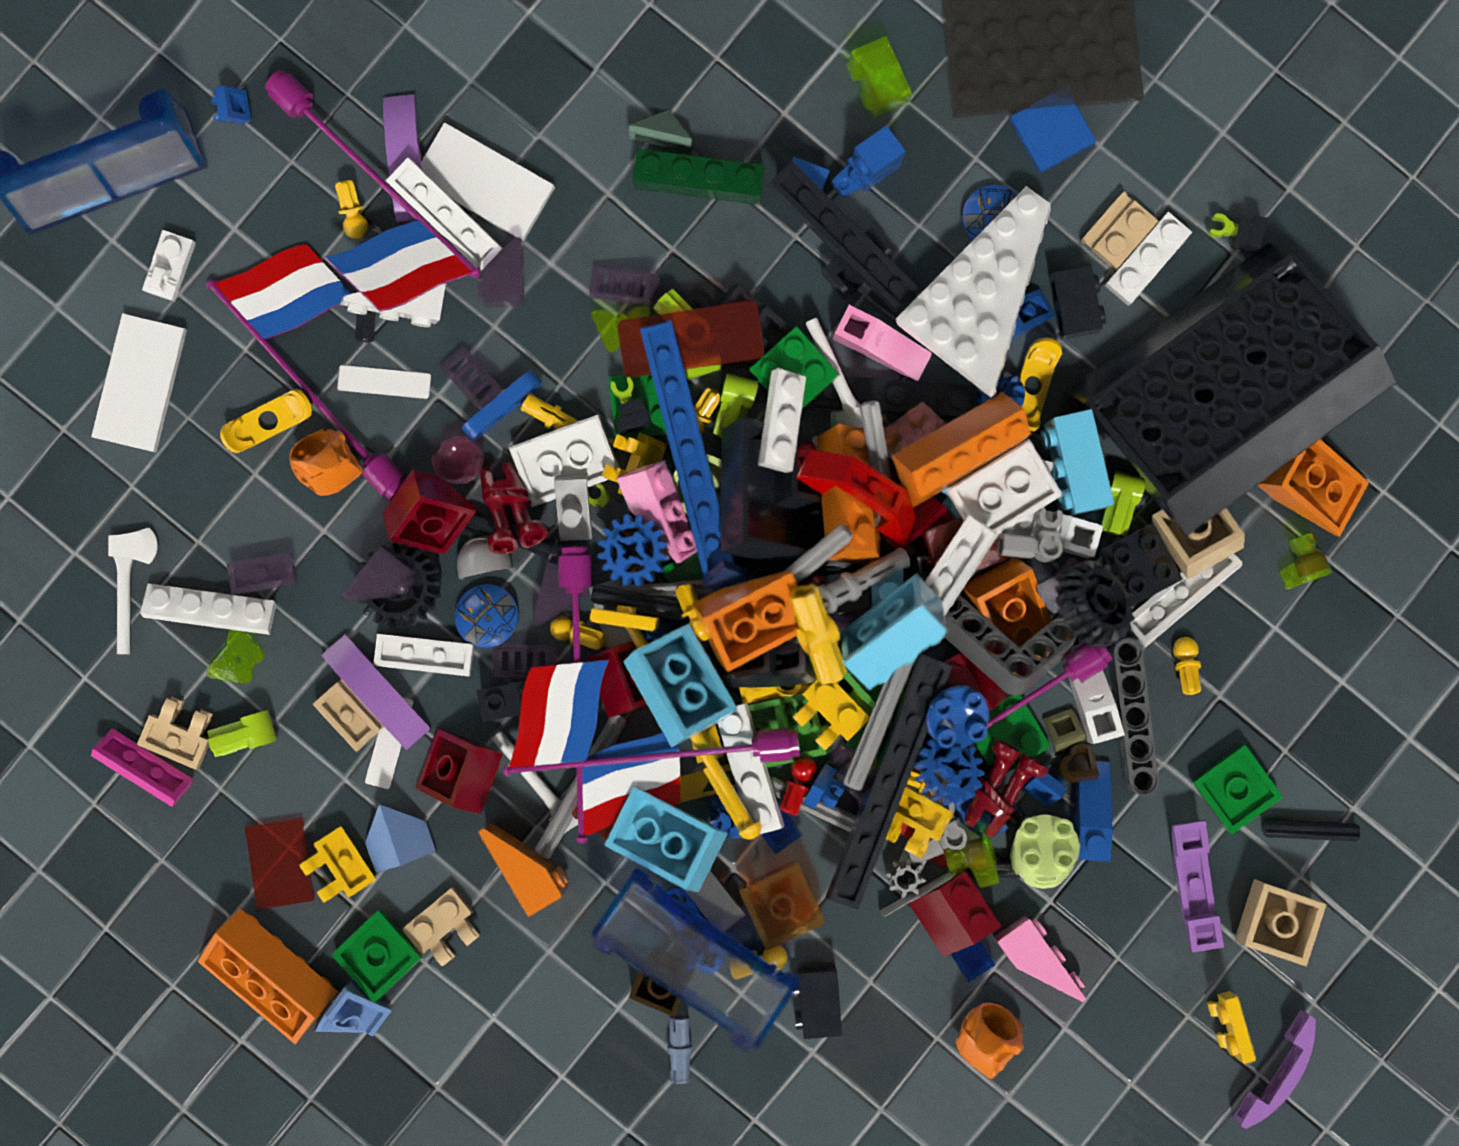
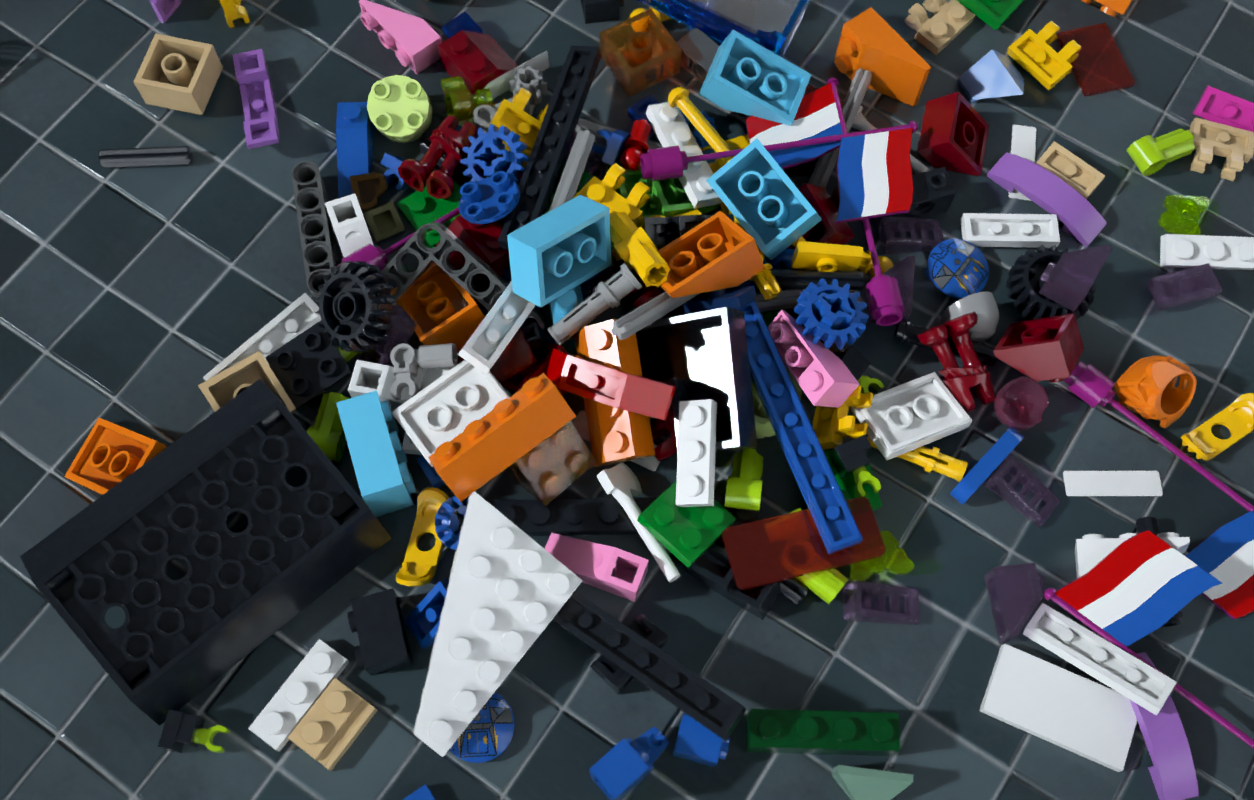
camera: 175 degrees right, 20 degrees down
(354, 225) = (1190, 645): yellow axle -> none
(573, 507) = (894, 370): light grey tile -> none
(705, 406) = (777, 479): yellow axle -> none
(875, 438) = (591, 437): light grey axle -> none
(1186, 650) = (263, 300): yellow axle -> none
(1237, 789) = (216, 182): green plate -> none
(1309, 563) = (131, 385): clear neon green piece -> none

